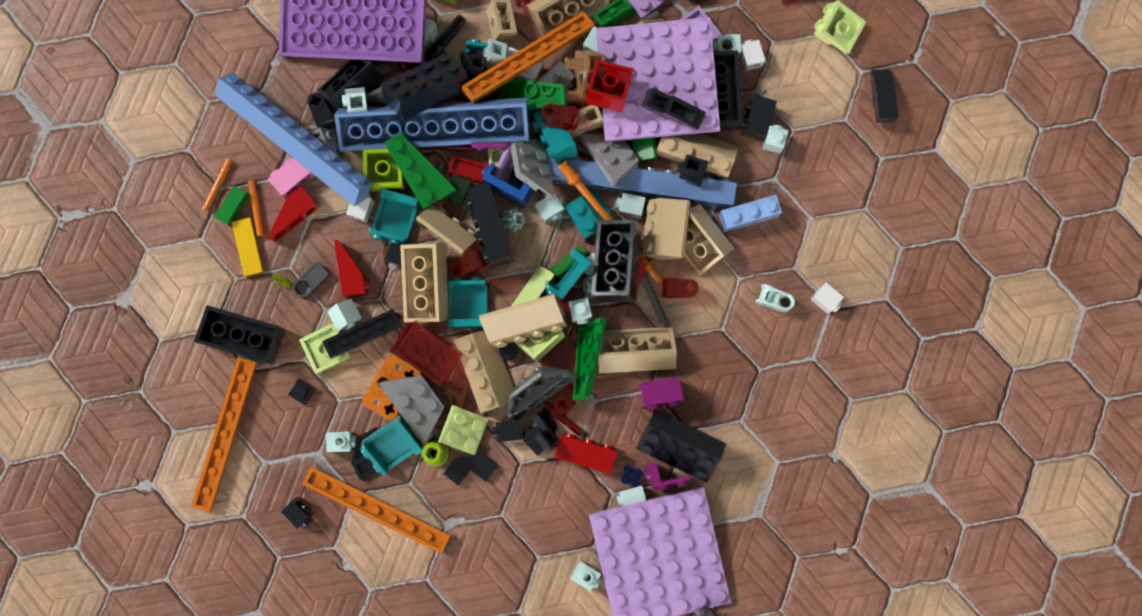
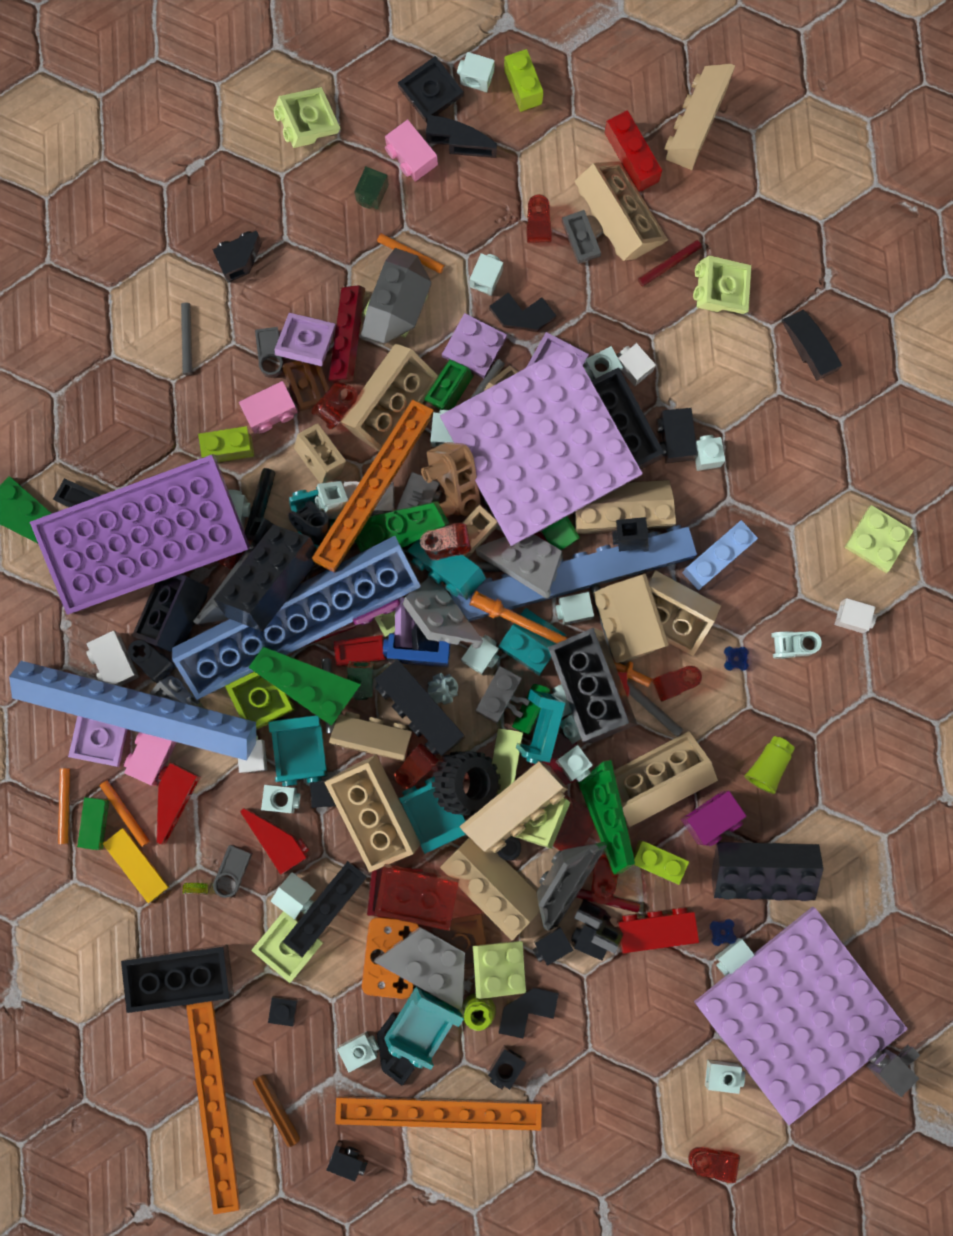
camera: 25 degrees left, 0 degrees up
(260, 151) = (97, 742): none -> lavender plate
(266, 457) = (276, 1110): none -> dark orange axle
(294, 99) = (111, 659): none -> white brick
(354, 100) = (188, 630): light aqua brick -> none
(359, 241) = (269, 799): none -> light aqua brick
(445, 497) = (510, 1057): none -> black brick
(487, 282) = (450, 779): none -> black tyre
(550, 242) = (499, 695): none -> flat silver brick
(608, 406) = (660, 862): none -> lime brick
(609, 85) = (489, 479): red slope -> none
(652, 474) = (748, 920): magenta bracket -> none
(673, 108) = (577, 473): black slope -> none
(718, 375) = (771, 765): none -> lime plant
(732, 287) = (741, 653): none -> clear blue plate
(869, 252) = (878, 538): none -> yellowish green plate

